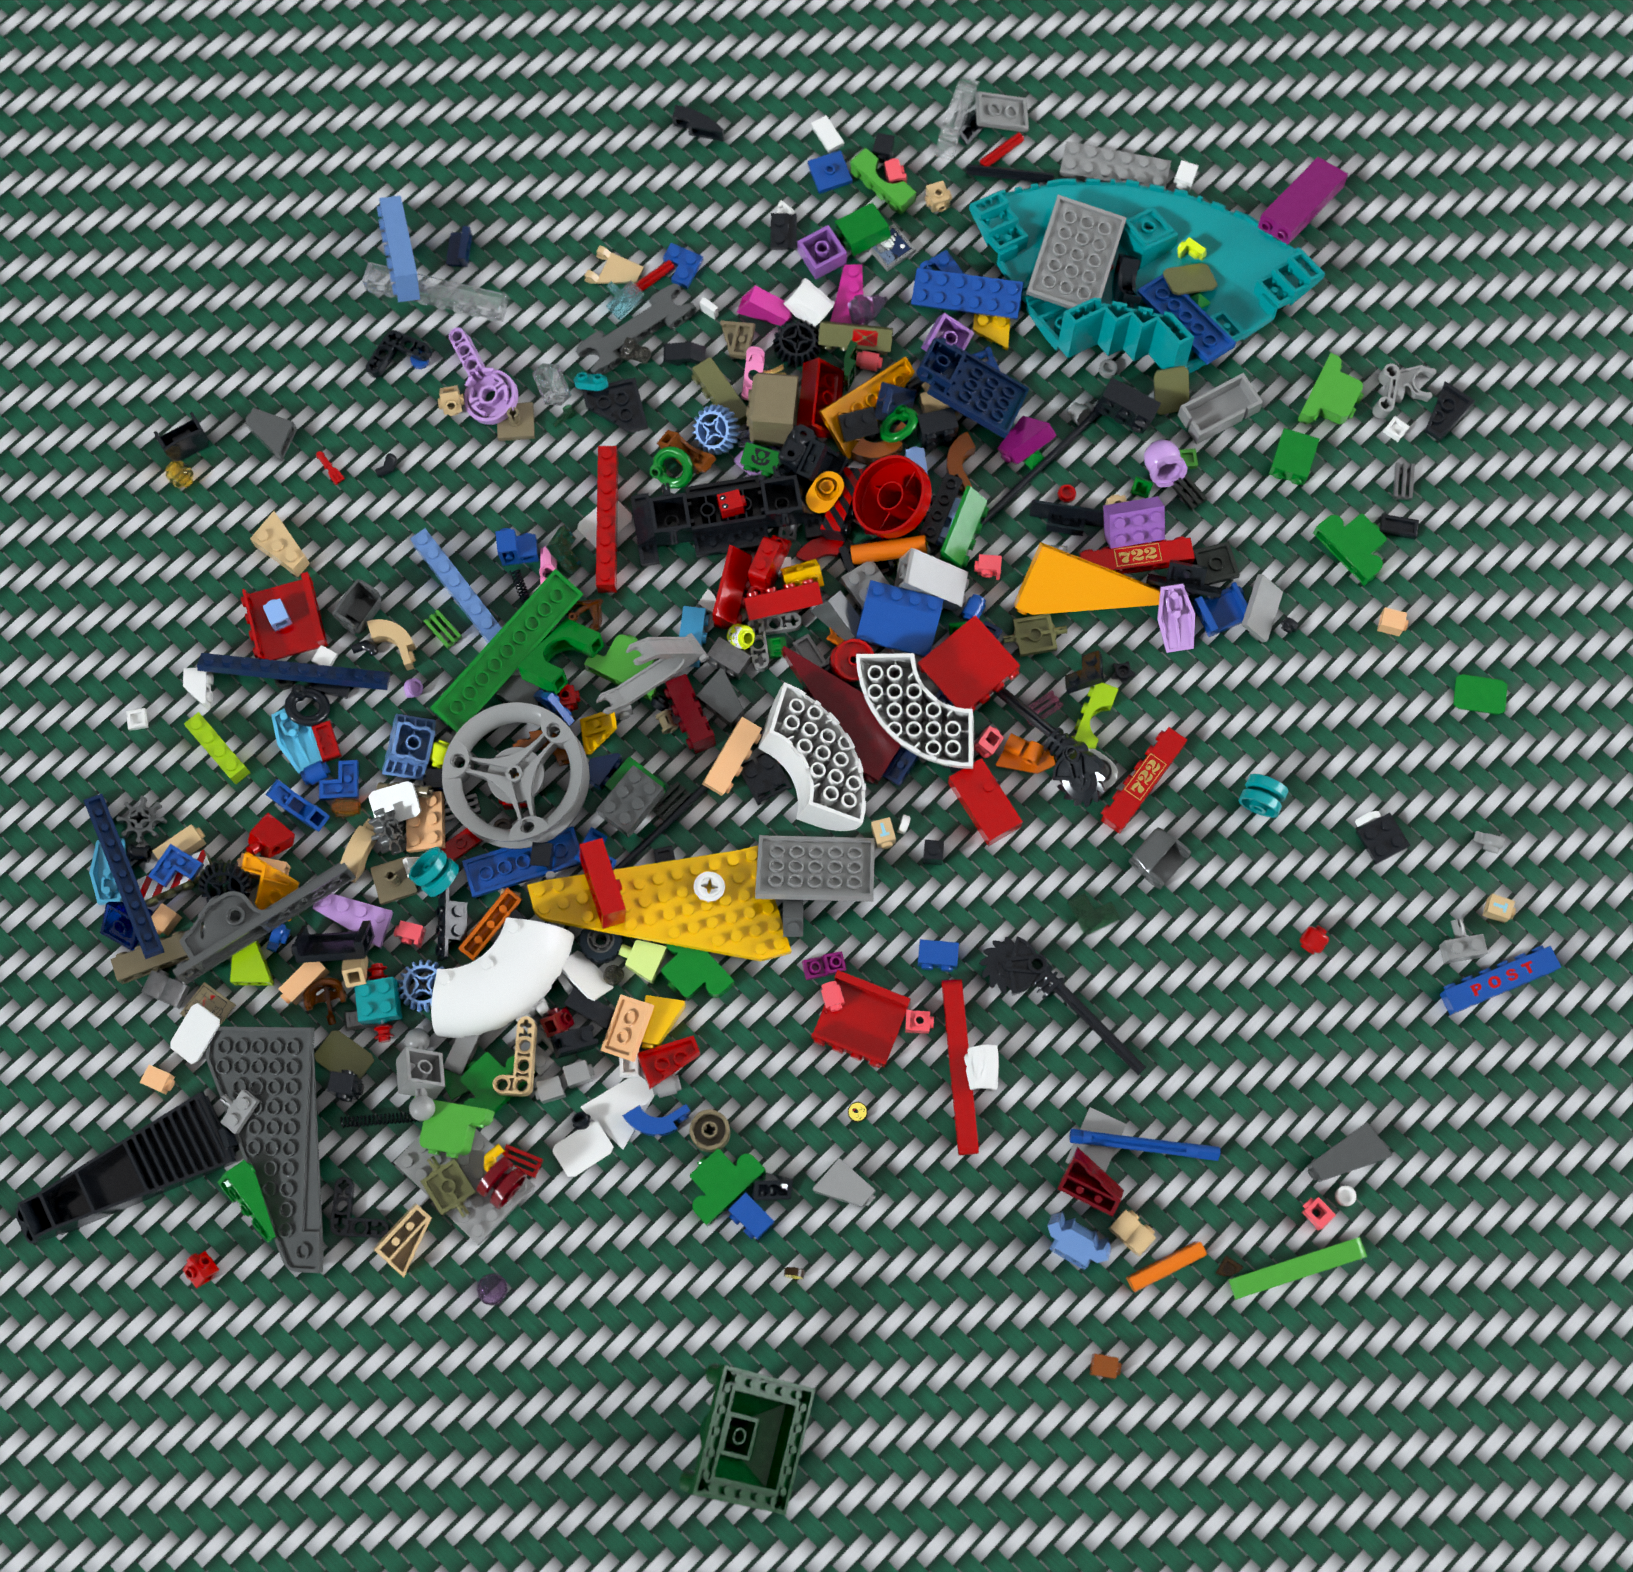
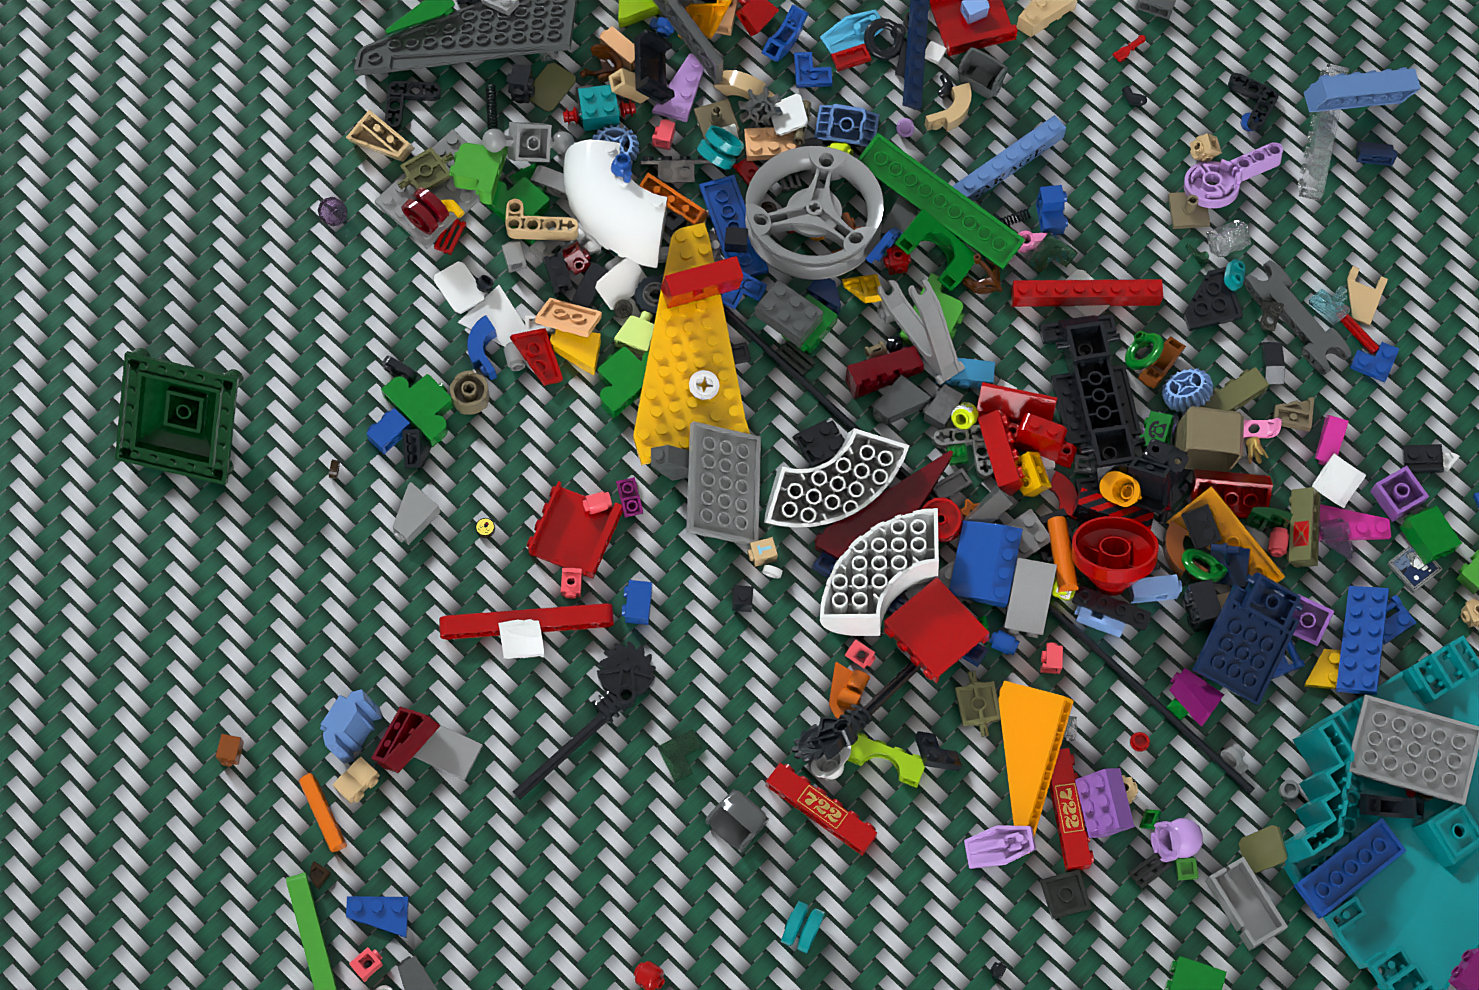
camera: 85 degrees right, 5 degrees down
(315, 772) = (819, 49): blue brick -> none
(346, 807) = (786, 76): clear orange brick -> none
(433, 619) = (982, 147): bright green tile -> none
(471, 964) = (622, 167): none -> blue piece
(578, 1073) = (528, 279): light grey brick -> none
(676, 1216) = (394, 366): none -> black plate
(709, 308) = (1326, 385): white tile -> none
(731, 503) = (1100, 396): red brick -> none
(732, 755) = (838, 408): light nougat brick -> none
(784, 340) = (1296, 457): black gear -> none
(958, 453) = (1168, 626): dark orange arch -> none
(964, 528) = (1088, 628): slope -> none
(985, 802) = (794, 649): red brick -> none
(1055, 699) = (912, 716): clear pink tile -> none
(1066, 518) = (1109, 736): black bracket -> none
(1122, 667) = (945, 790): black plate -> none
(1127, 406) = (1239, 800): black brick -> none
(1143, 1144) = (441, 795): blue piece -> none
(1188, 574) = (1043, 861): black bracket -> none
(1190, 279) = (1400, 877): olive piece -> none
(1194, 249) = (1439, 880): neon yellow bracket -> none
(1200, 300) = (1376, 887): green slope -> none
(1222, 612) = (1012, 899): blue panel -> none
(1262, 608) = (1014, 938): light grey tile -> none
(1263, 1200) = (380, 912): none -> blue wing

